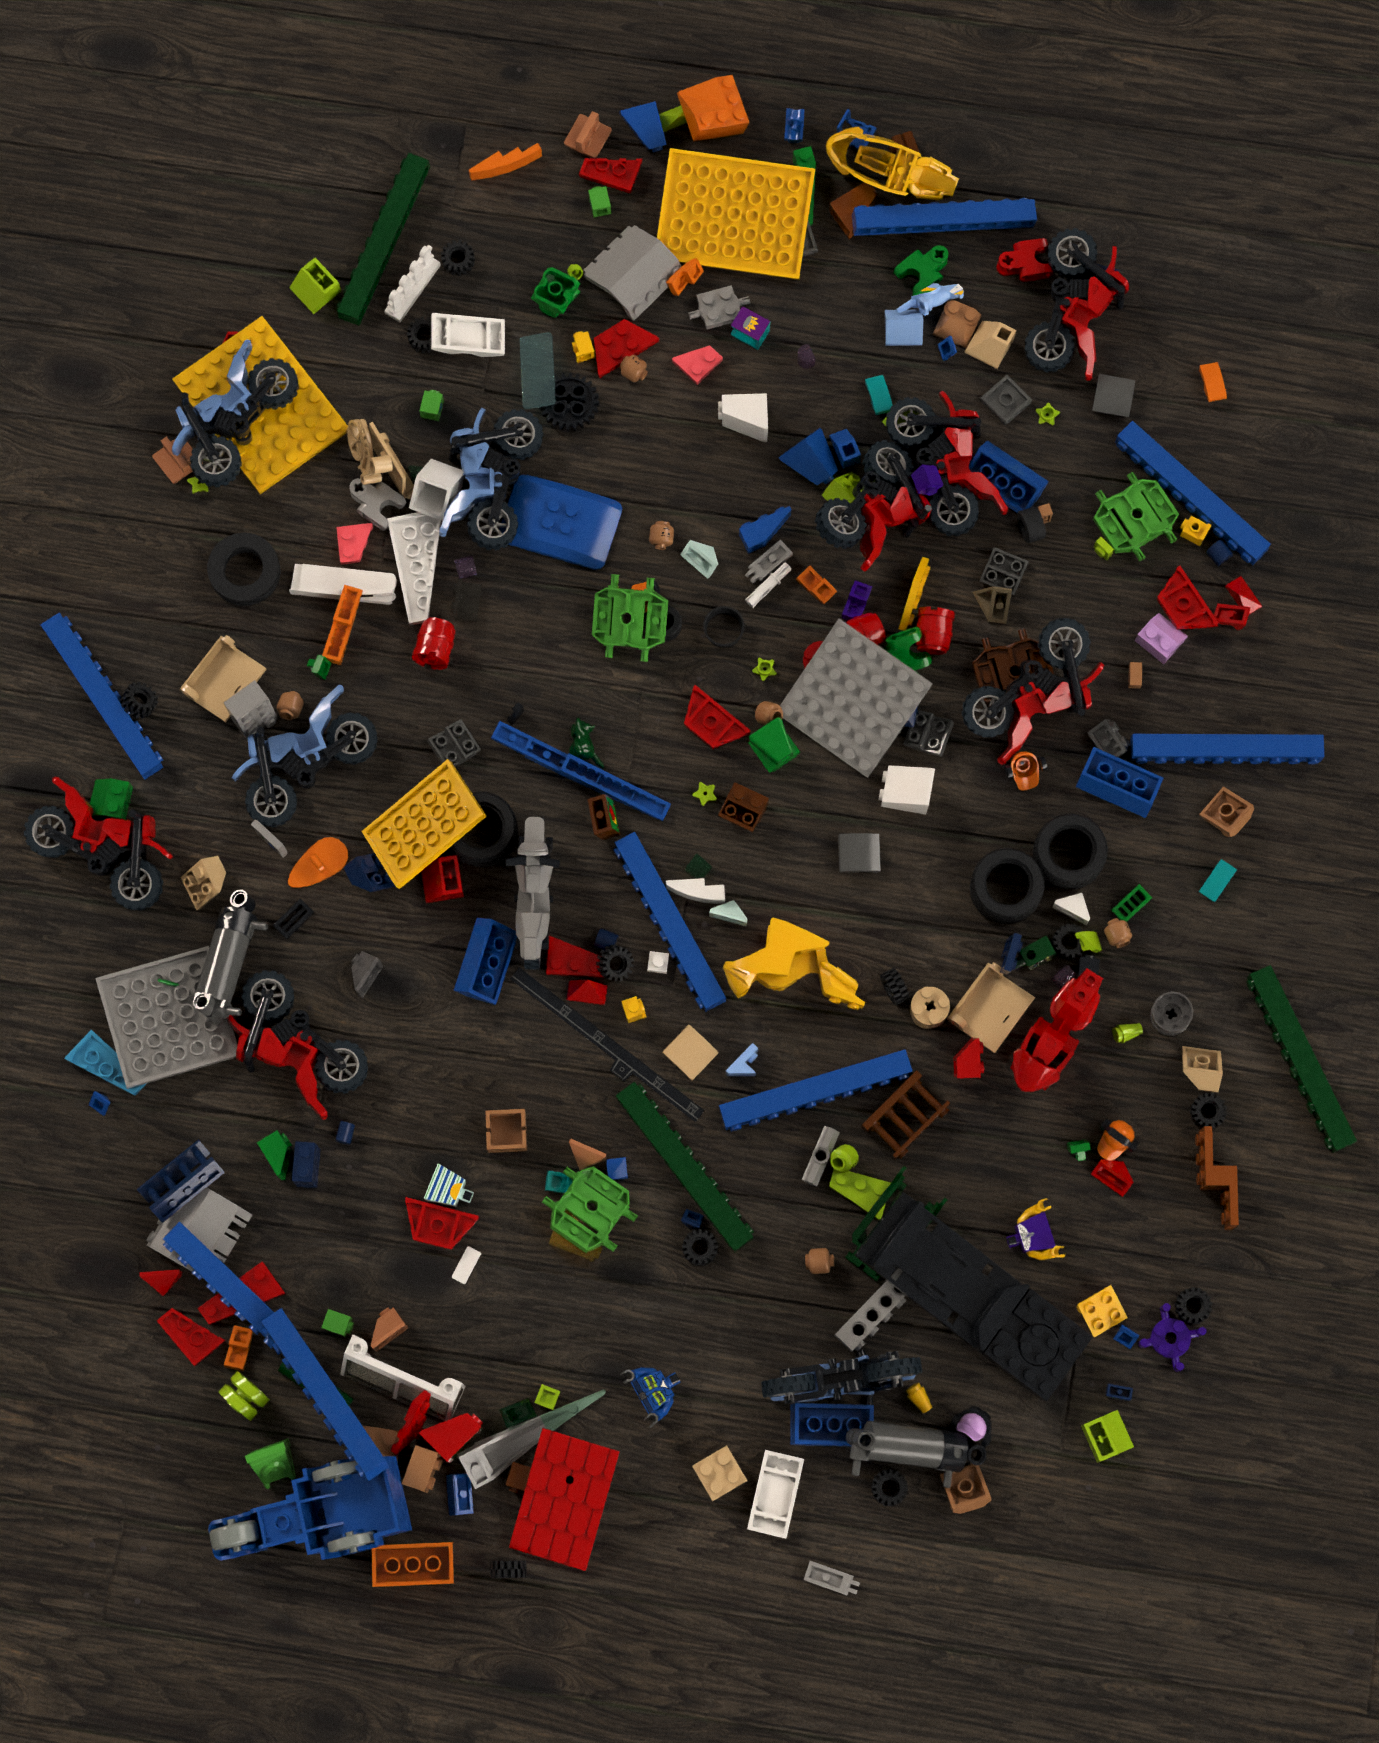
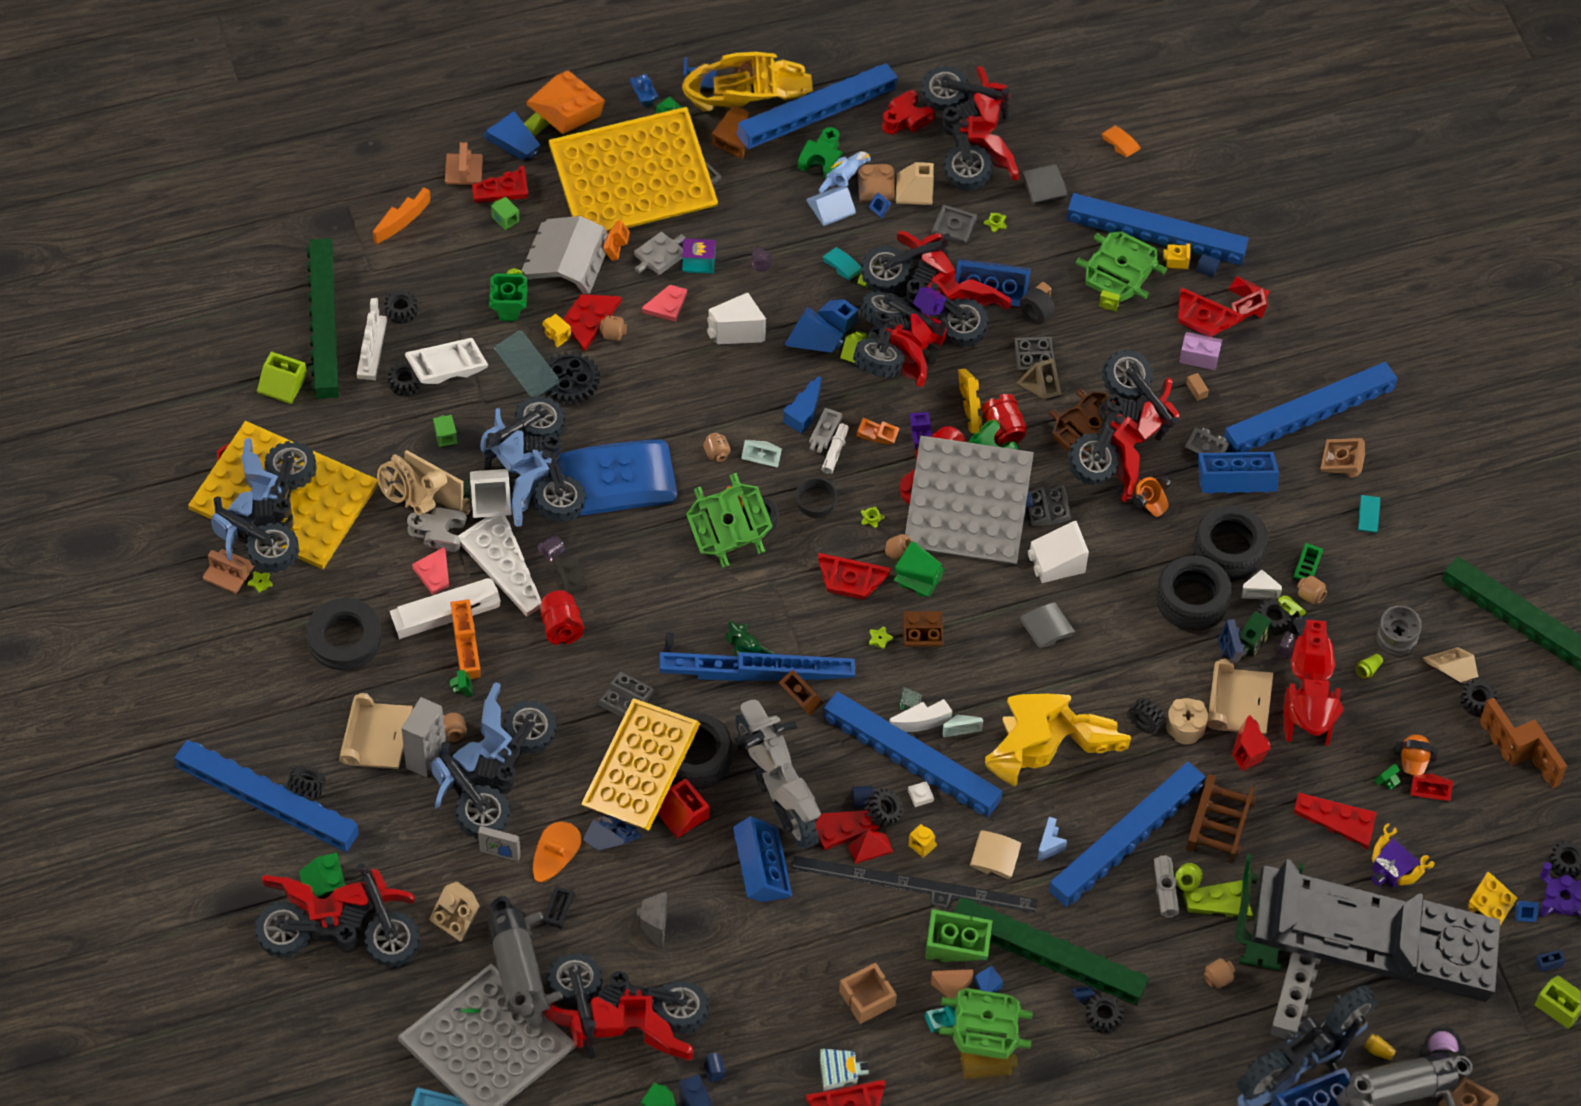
camera: 30 degrees left, 20 degrees down
(608, 1119) = (957, 937): none -> bright green piece
(1016, 1169) = (1344, 819): none -> red wing

